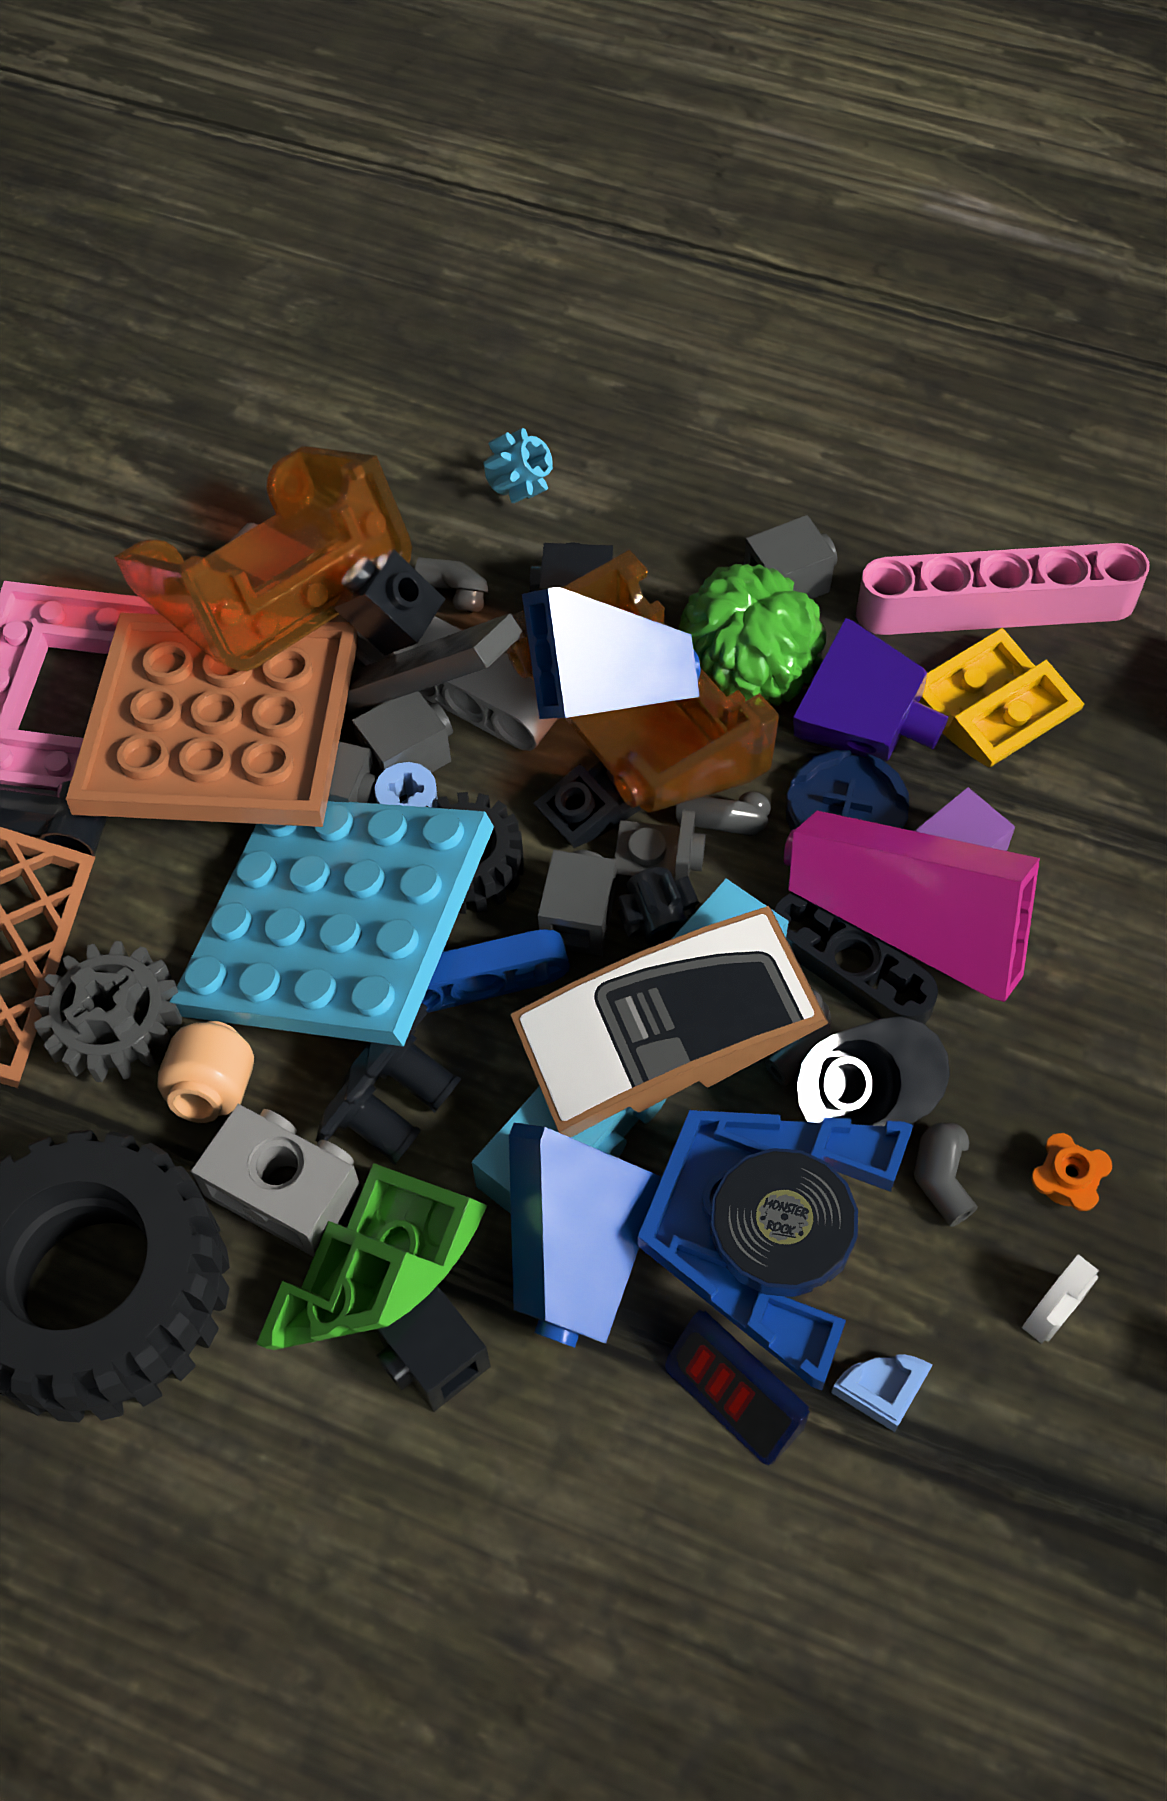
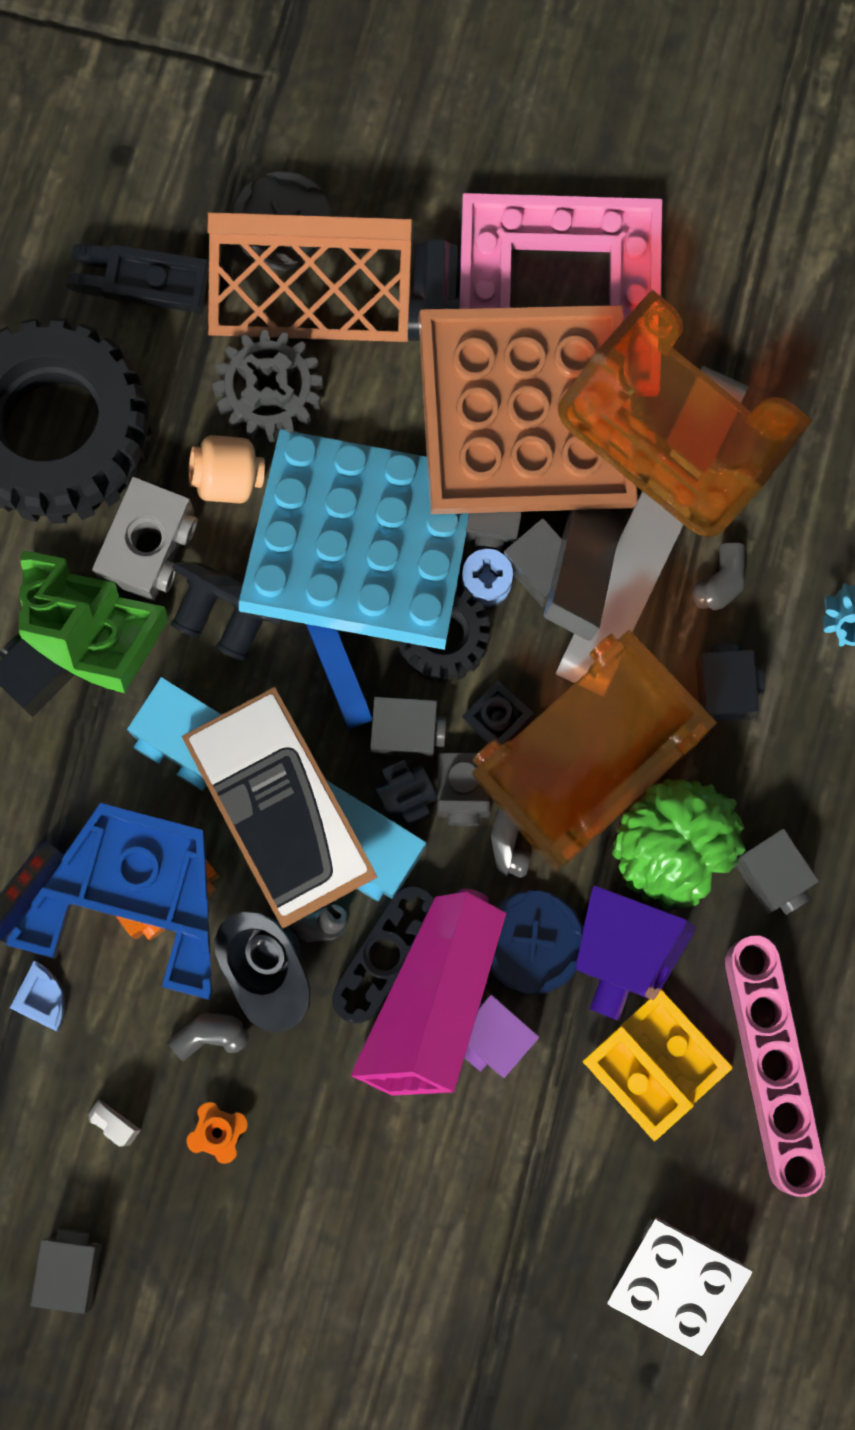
camera: 80 degrees right, 20 degrees up
(388, 602) = (645, 526): black brick -> none
(572, 1231) = (114, 759): slope -> none
(603, 657) = (600, 718): slope -> none
(783, 1222) = (115, 905): black tile -> none

